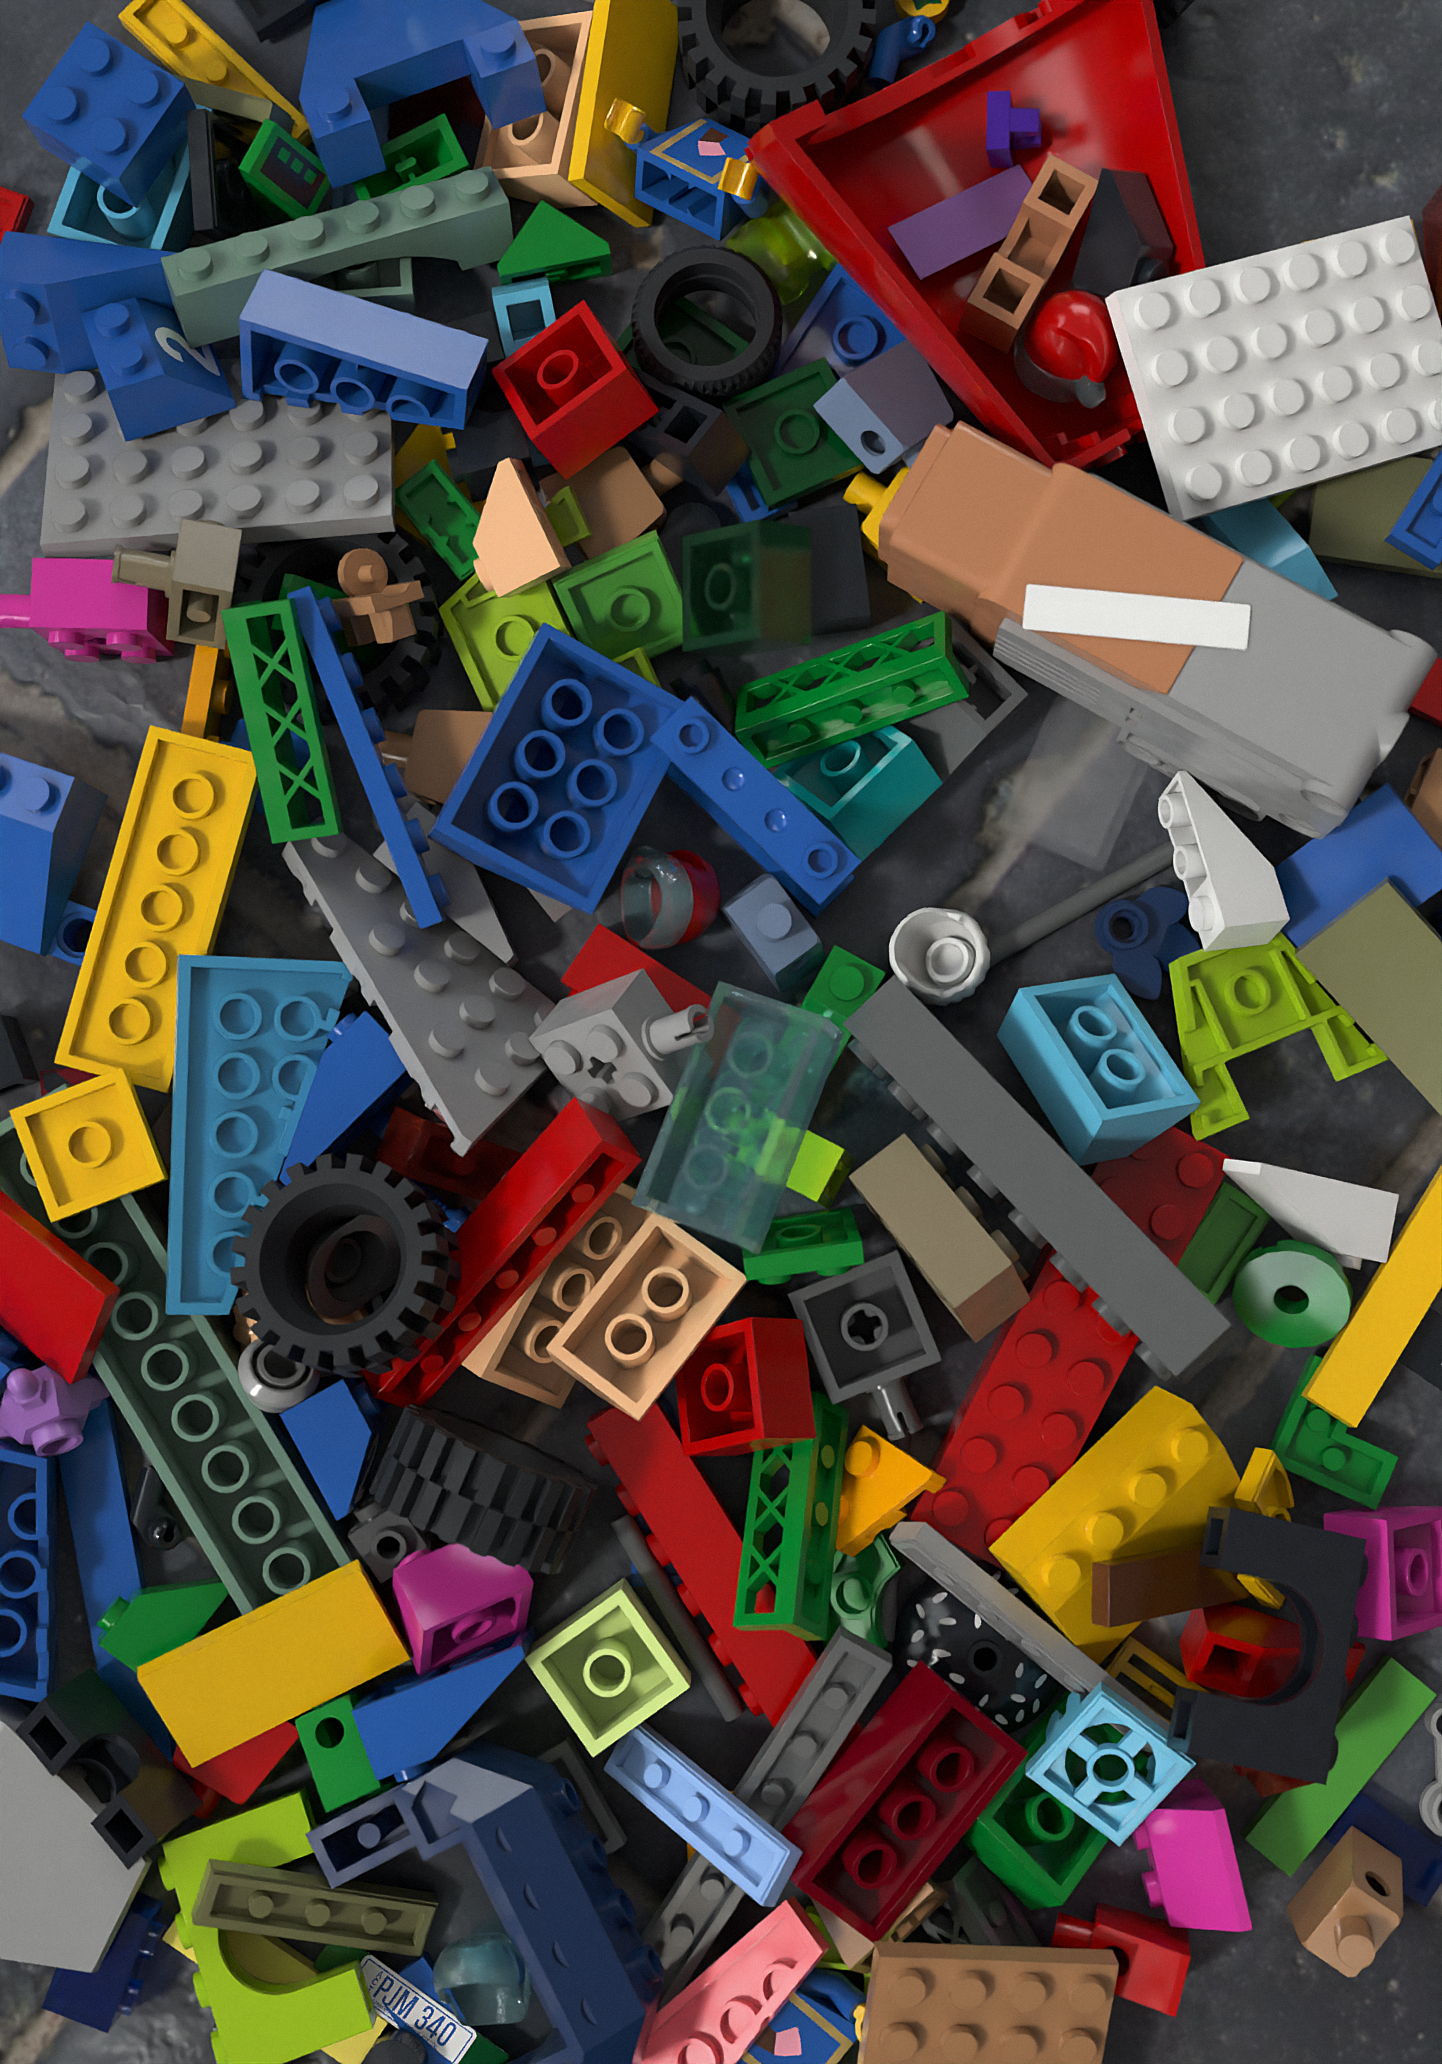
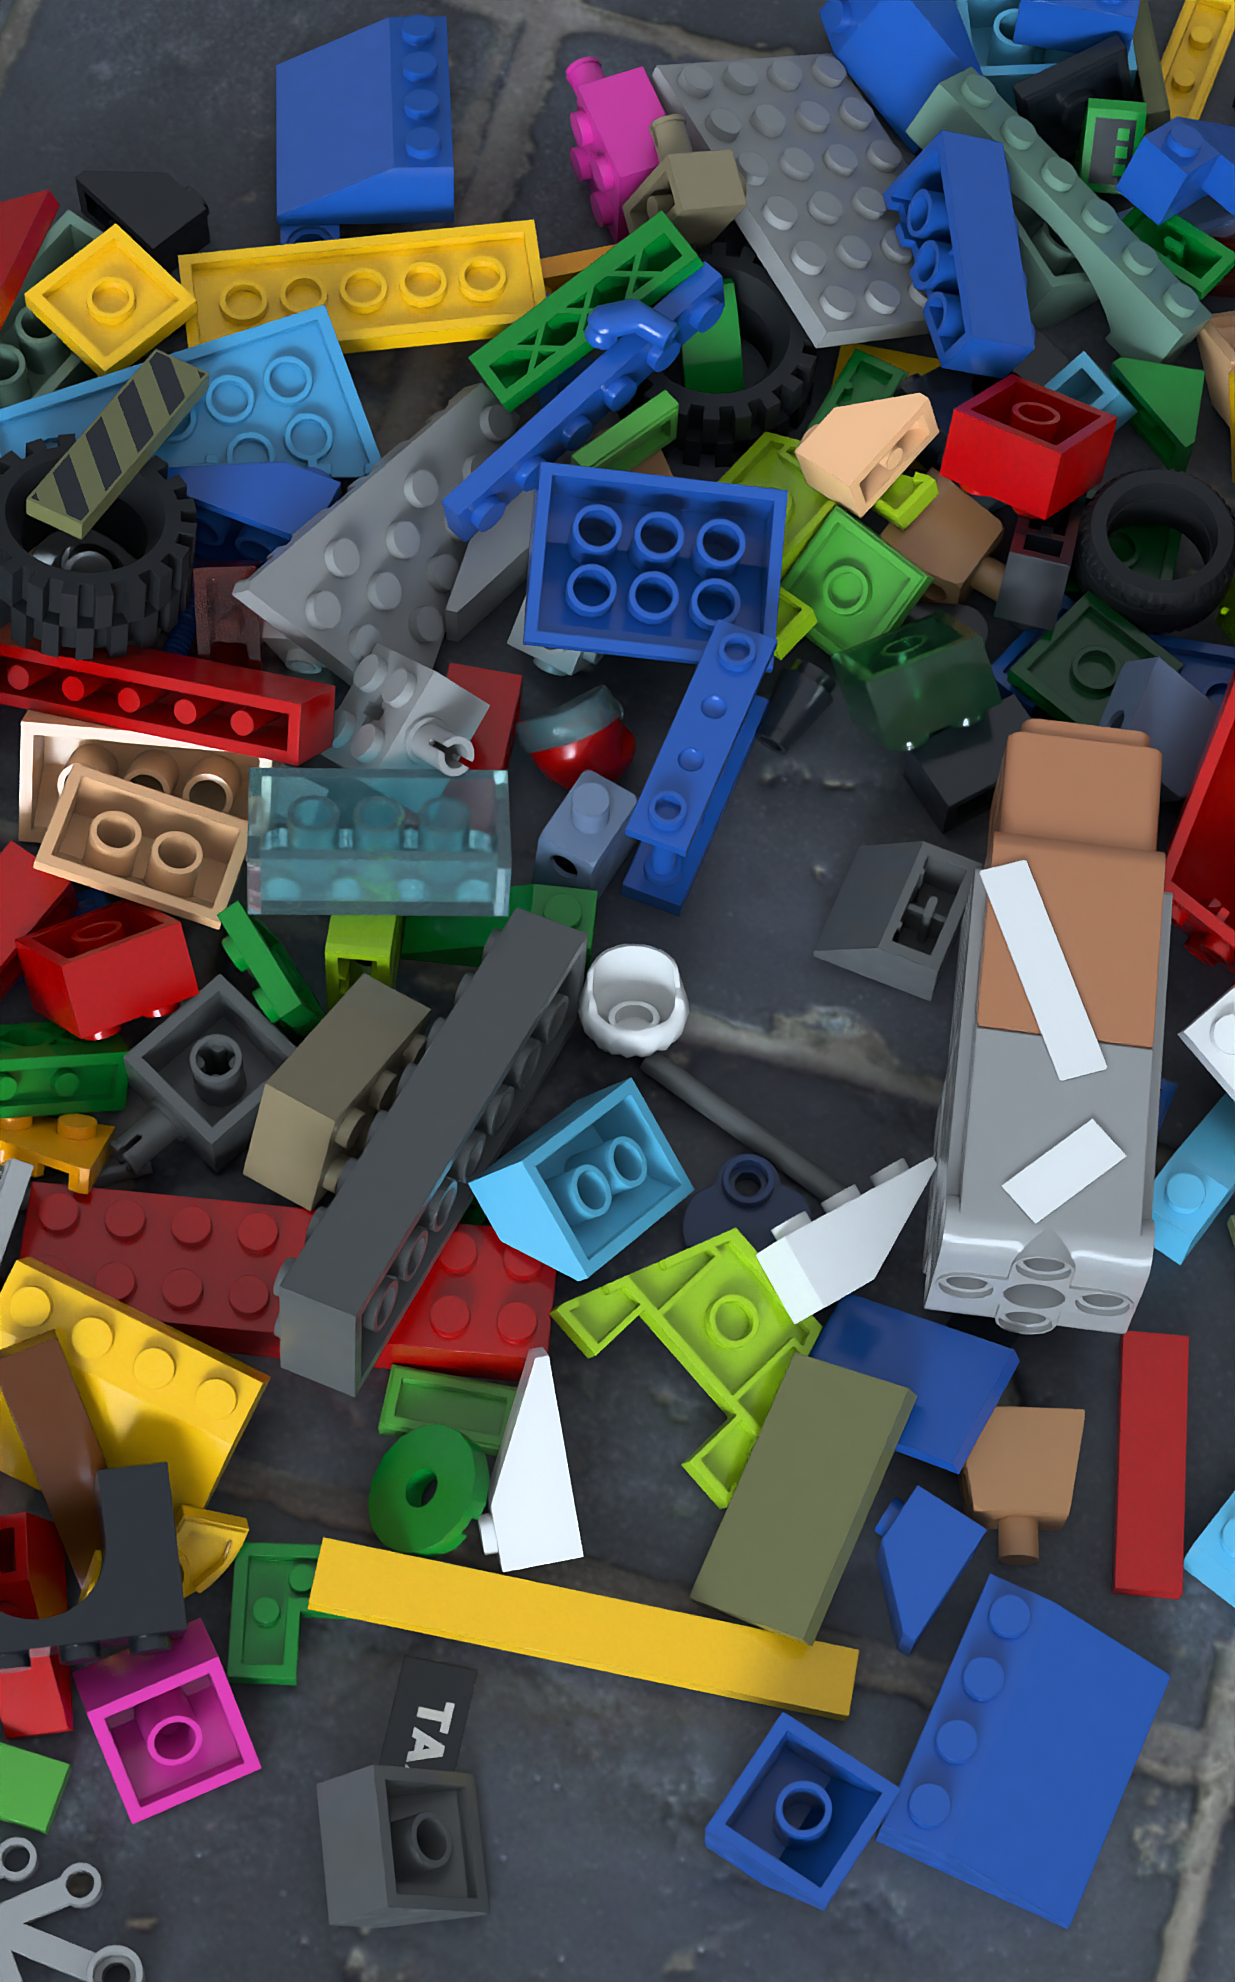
camera: 60 degrees right, 20 degrees down
(152, 370) = (864, 105): blue slope -> none
(267, 1201) = (117, 444): none -> olive tile
(321, 691) = (625, 318): none -> blue arm
(373, 607) = (740, 349): medium nougat hips -> none
(419, 741) = (633, 437): none -> bright green tile
(849, 700) = (858, 812): green fence -> none
(862, 786) = (777, 870): teal slope -> none
(1075, 786) = (870, 1087): clear tile -> none
(1330, 684) = (1064, 1171): none -> white sticker

